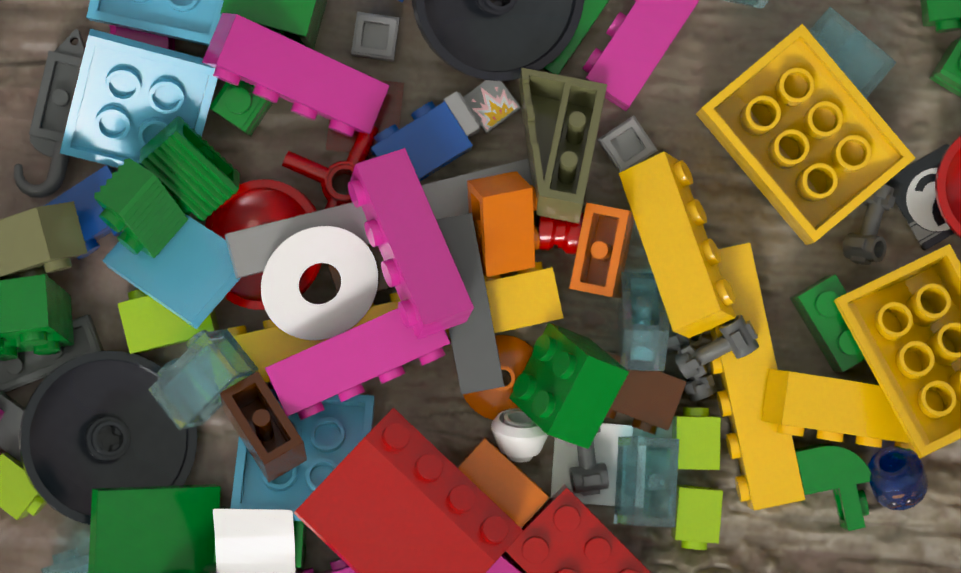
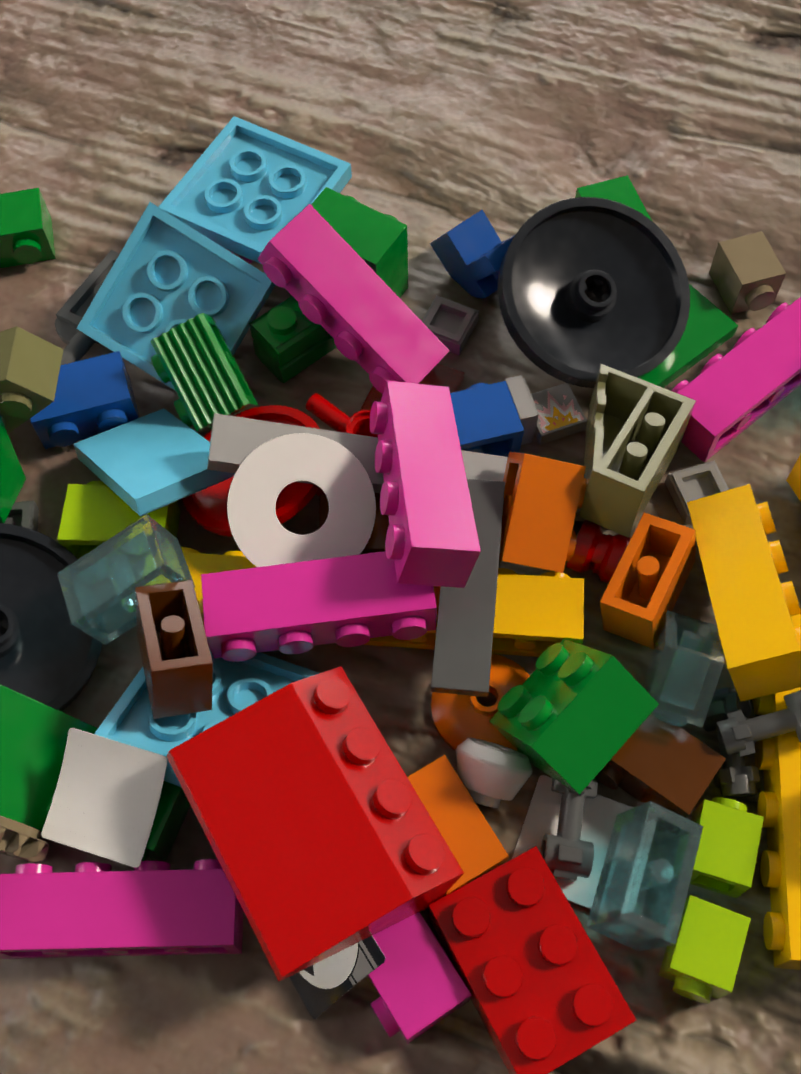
camera: 20 degrees right, 25 degrees down
(139, 209) = (132, 384): green brick -> none

